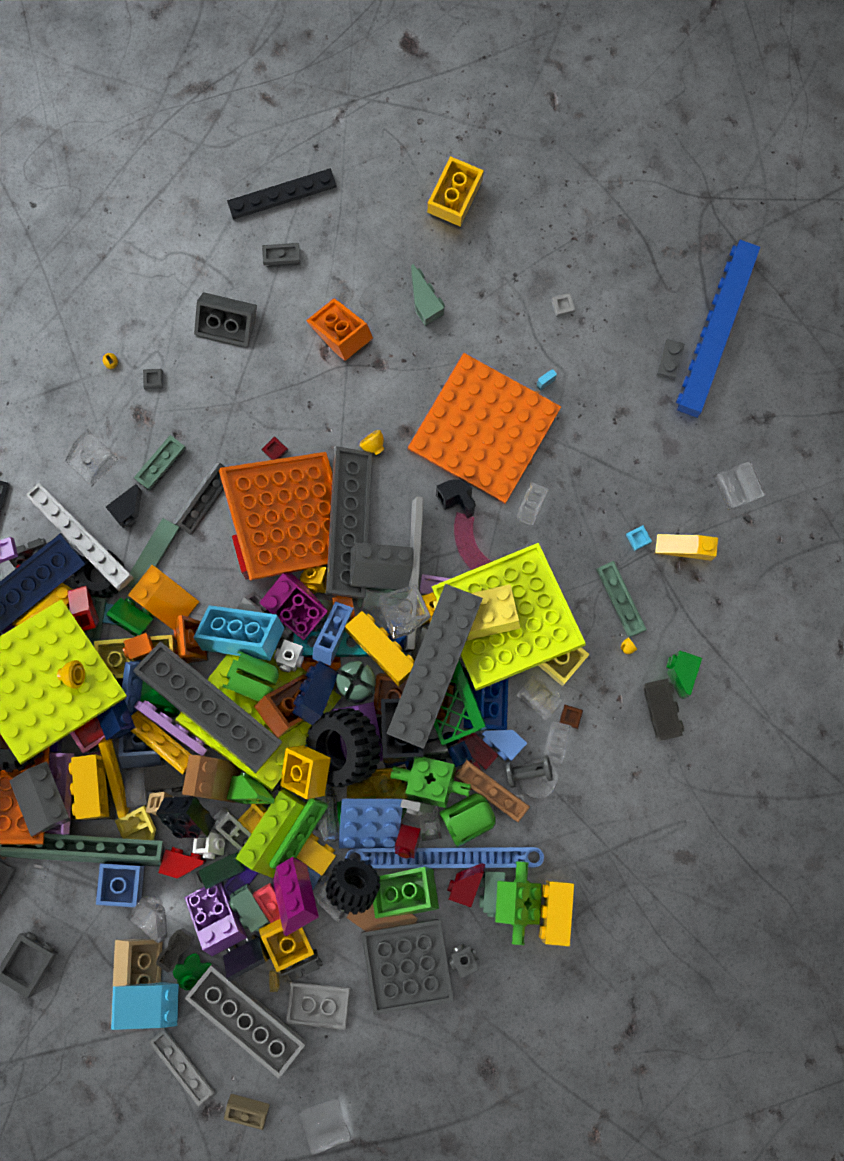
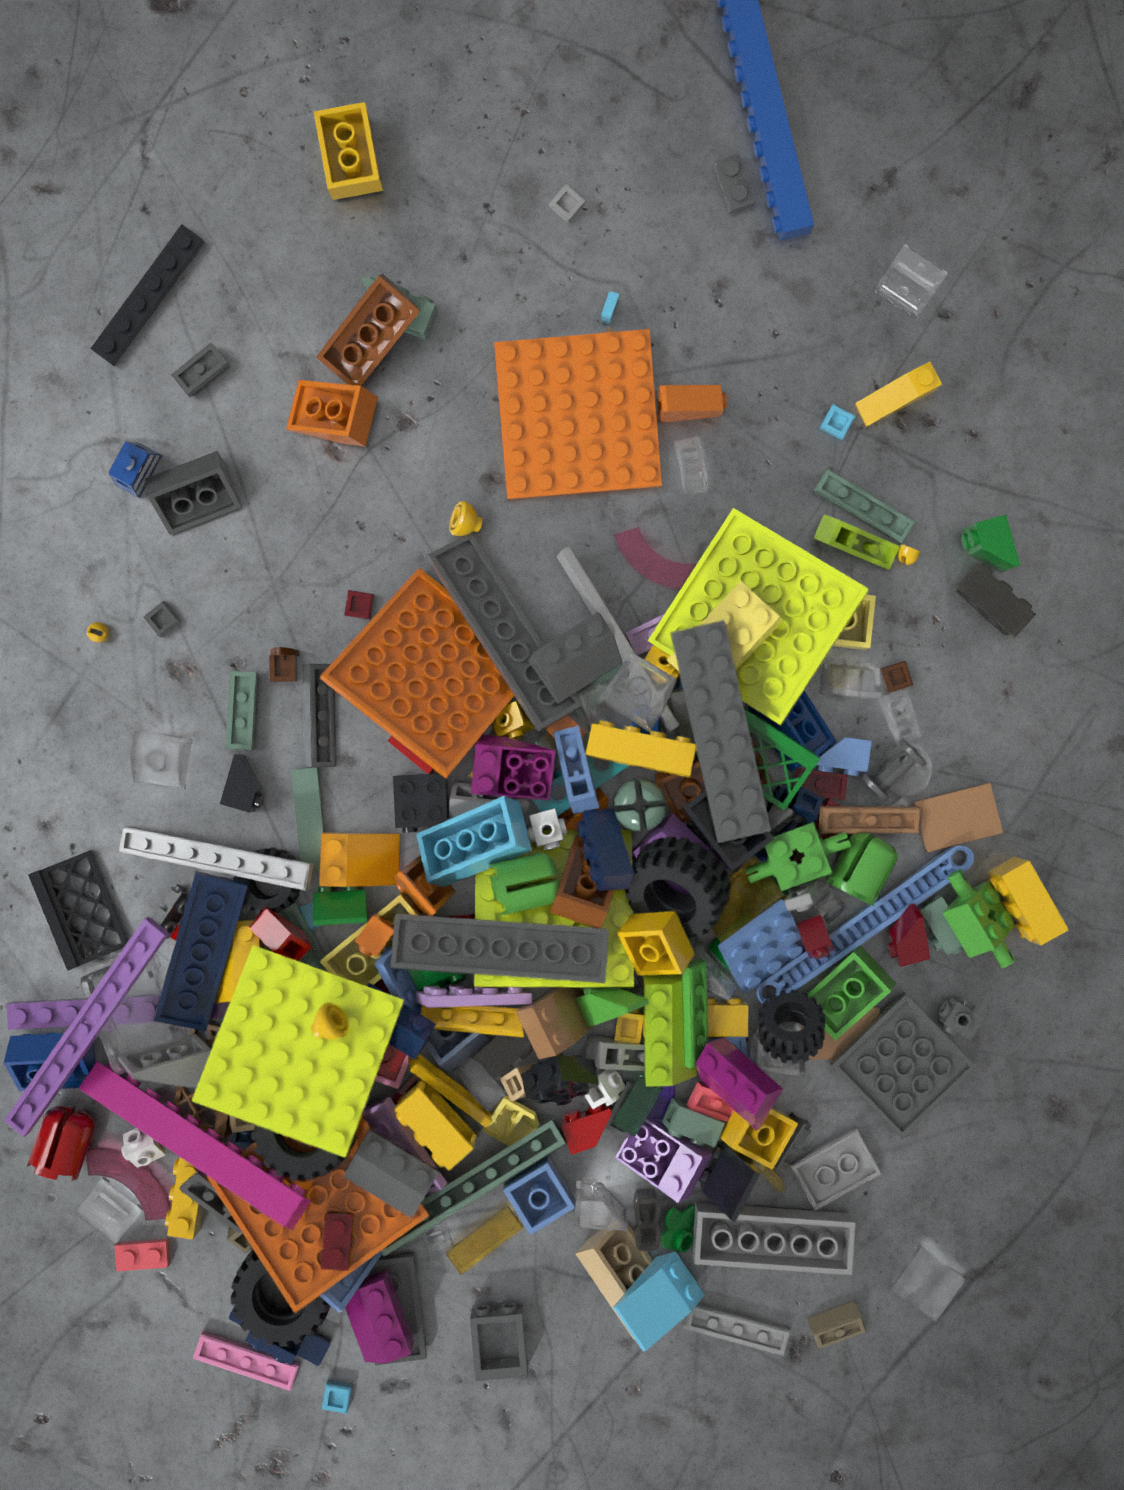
camera: 30 degrees left, 10 degrees up
(65, 892) = (484, 1239): none -> clear yellow tile
(200, 280) = (132, 467): none -> blue torso
(204, 453) = (283, 664): none -> reddish brown tile
(225, 587) = (420, 801): none -> black brick
(393, 297) = (368, 332): none -> dark orange slope
(456, 492) = (599, 512): black brick -> none
(550, 831) = (958, 817): none -> medium nougat tile
(556, 465) = (690, 402): none -> orange slope
(601, 617) = (856, 542): none -> lime slope

